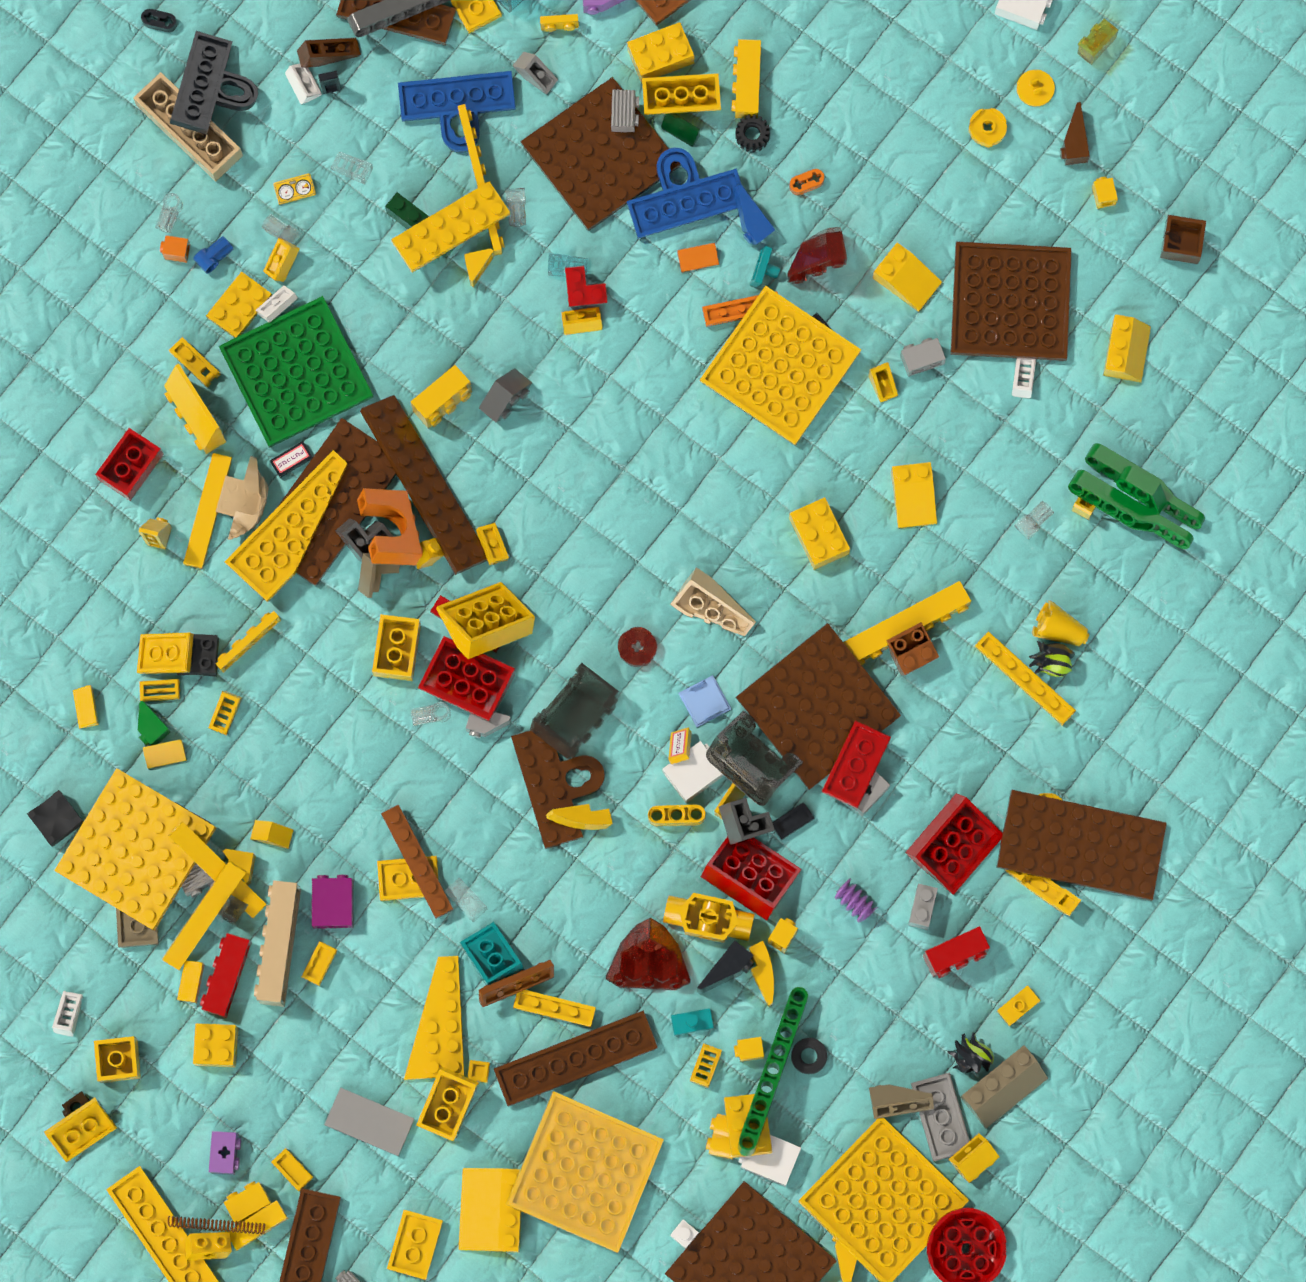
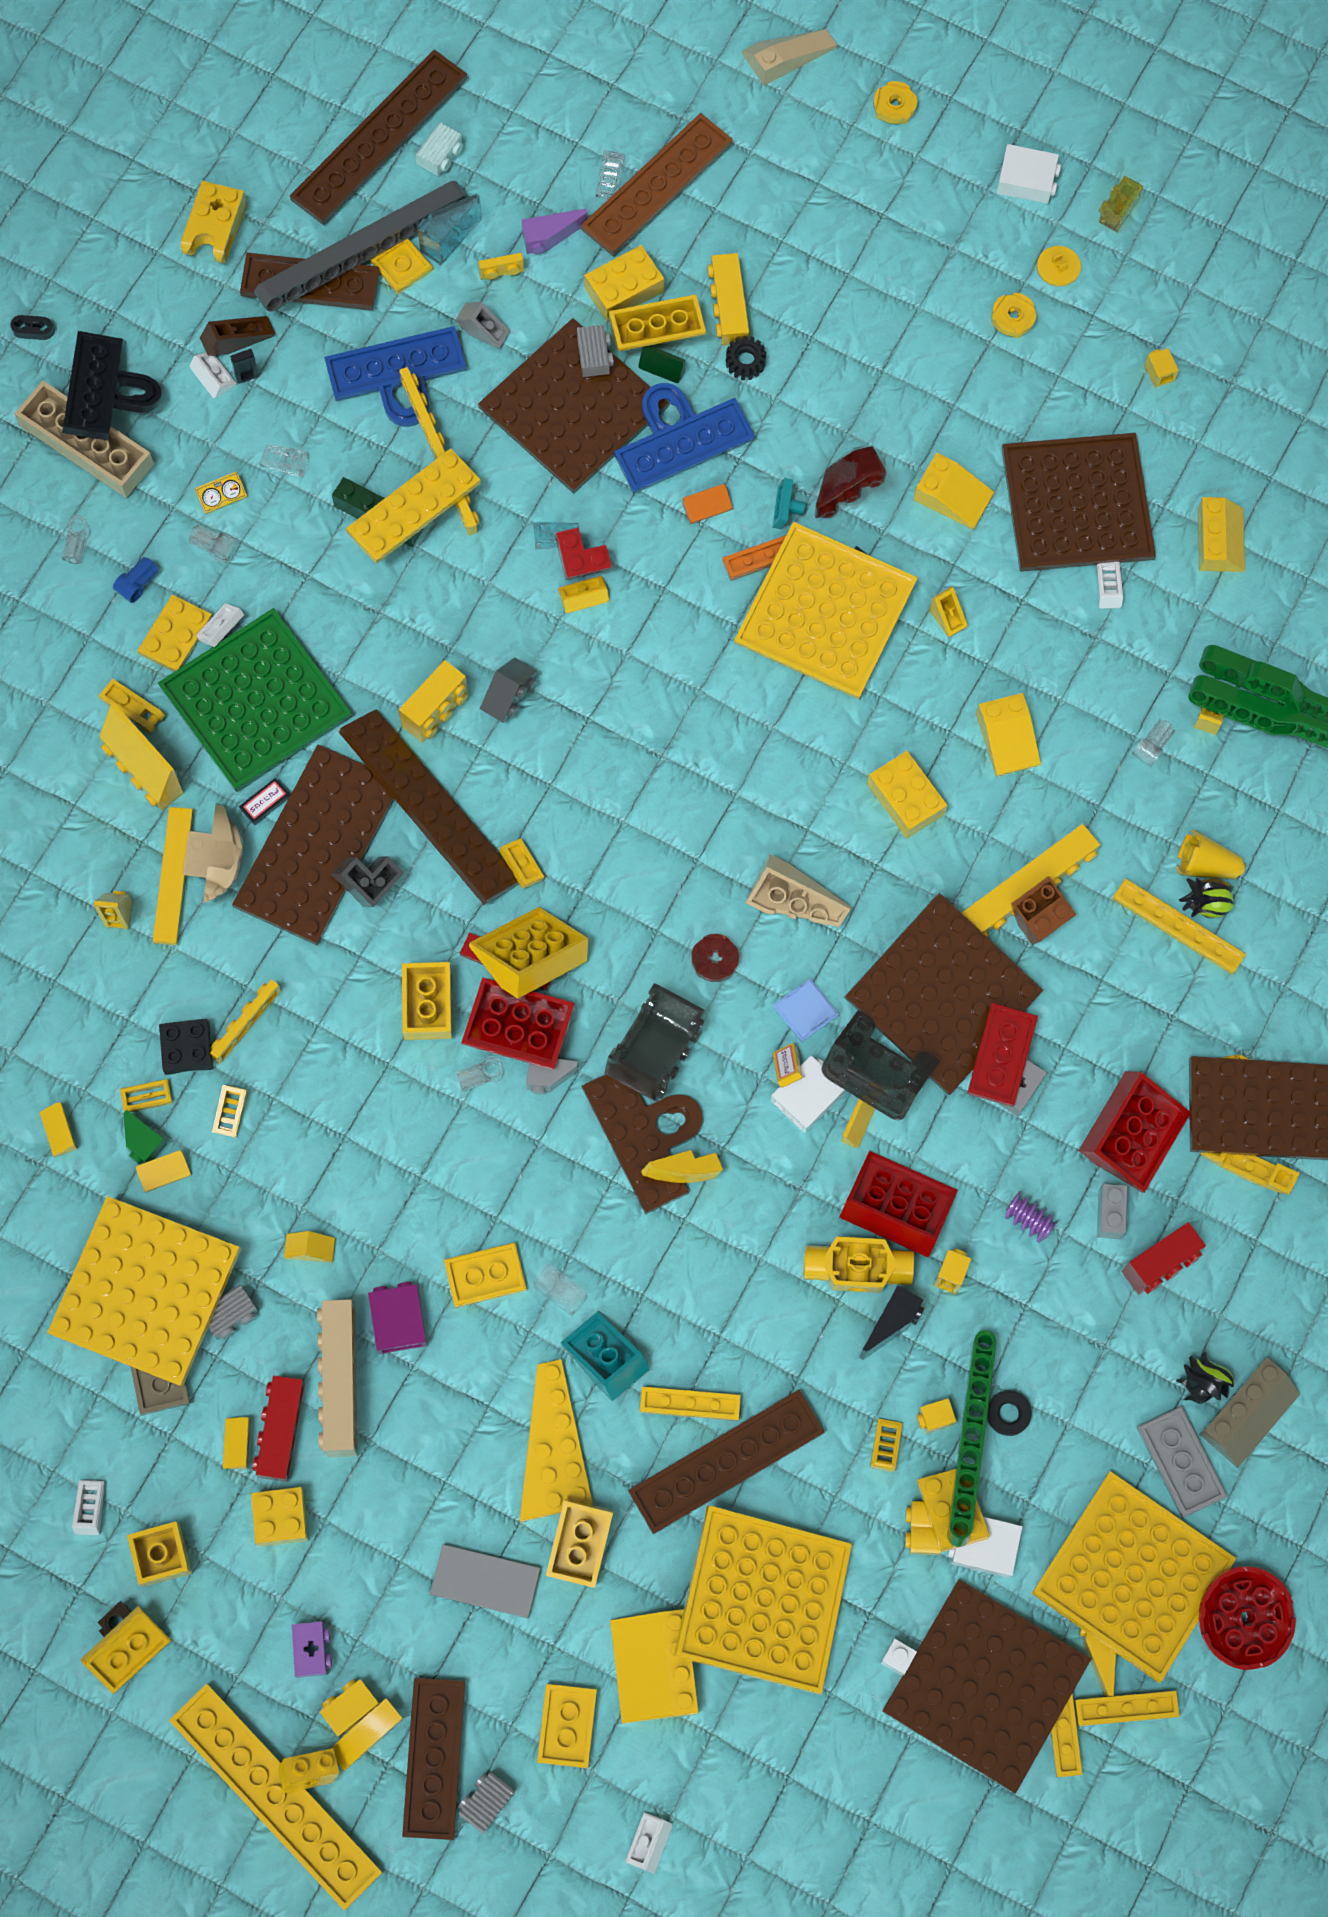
camera: 15 degrees left, 5 degrees down
(55, 818) = (39, 1269): black brick -> none
(129, 464) = (70, 833): red brick -> none
(165, 653) = (146, 1049): yellow tile -> none
(175, 248) = (89, 579): orange brick -> none
(203, 915) = (241, 1358): yellow tile -> none
(213, 865) = (249, 1299): yellow tile -> none
(216, 1223) = (314, 1740): dark orange piece -> none
(233, 910) = (276, 1347): clear smoke slope -> none
(244, 860) = (279, 1287): yellow slope -> none
(279, 543) = (267, 897): yellow wing -> none
(281, 260) = (217, 574): yellow slope -> none
(292, 1169) = (398, 1657): yellow tile -> none
(319, 963) = (392, 1395): yellow plate -> none
(371, 575) = (384, 909): dark tan panel -> none
(396, 507) = (401, 837): orange arch -> none
(417, 861) = (493, 1252): dark orange plate -> none
(431, 553) = (445, 885): yellow brick -> none
(477, 263) = (450, 545): yellow slope -> none
(479, 1071) = (610, 1496): yellow tile -> none
(516, 205) = (485, 469): clear piece -> none
(516, 983) = (639, 1380): dark orange plate -> none
(648, 960) = (795, 1327): clear red brick -> none
(667, 810) = (787, 1156): yellow beam -> none
(692, 1022) = (859, 1394): teal tile -> none
(741, 824) = (878, 1145): dark grey brick -> none
(752, 219) = (763, 450): blue slope -> none
(763, 971) = (936, 1321): yellow slope -> none
(792, 821) = (936, 1135): black tile -> none
(805, 178) = (819, 405): orange beam -> none
(896, 1100) = (1128, 1449): dark tan slope -> none
(922, 356) = (988, 577): light grey brick -> none
(974, 1158) = (1233, 1505): yellow brick -> none
(1018, 1005) = (1247, 1312): yellow plate -> none
(1075, 144) = (1117, 320): reddish brown slope -> none
(1183, 239) = (1262, 405): reddish brown piece -> none

